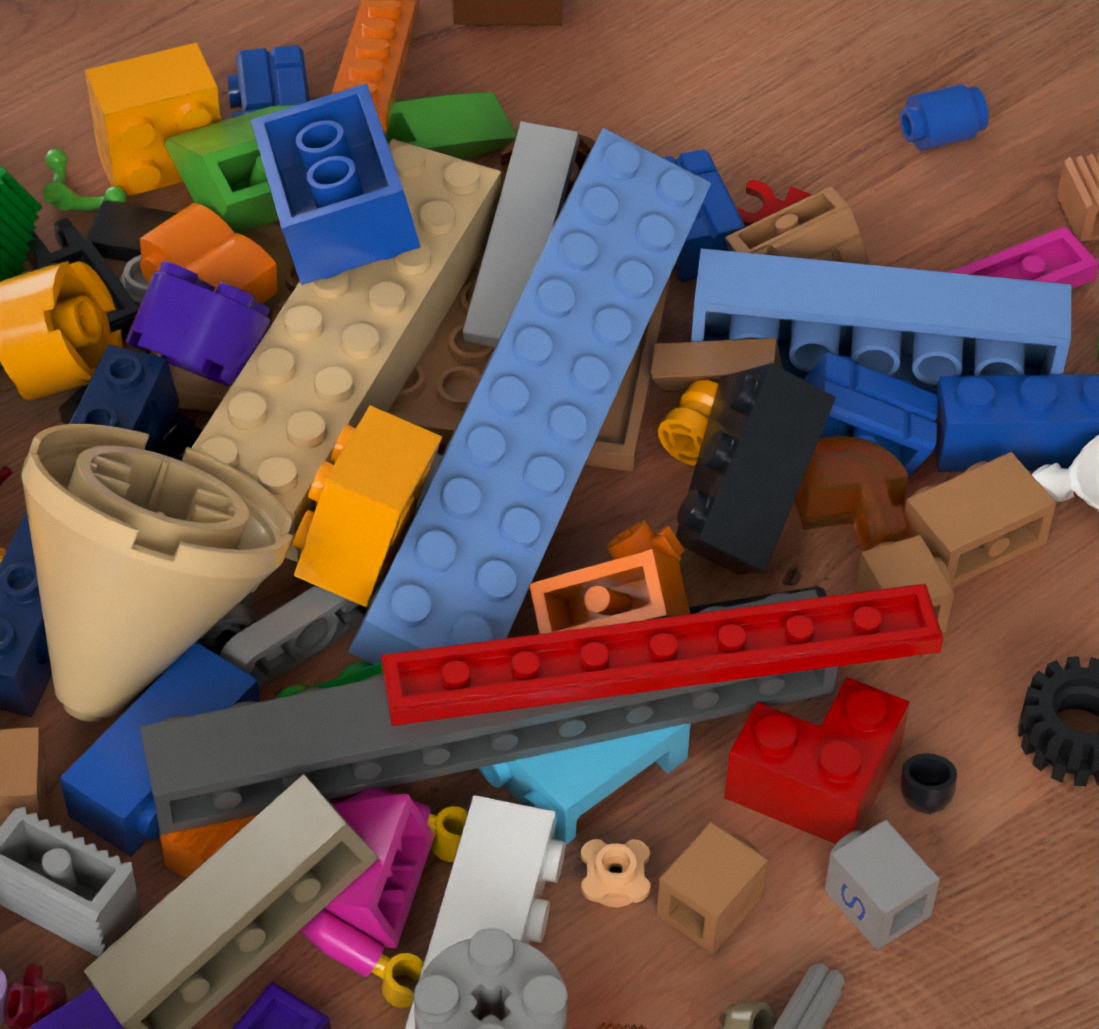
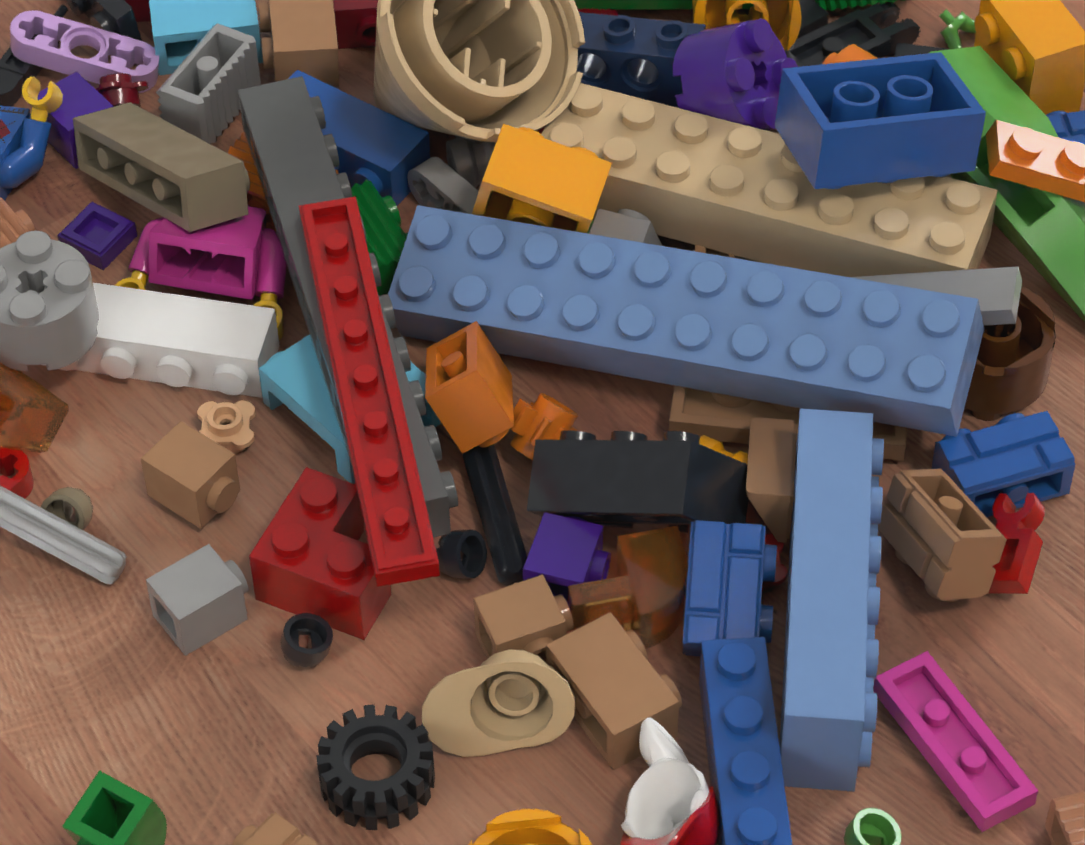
camera: 90 degrees right, 0 degrees up
(820, 550) = (567, 553): none -> dark purple brick
(995, 596) = (499, 706): none -> tan piece

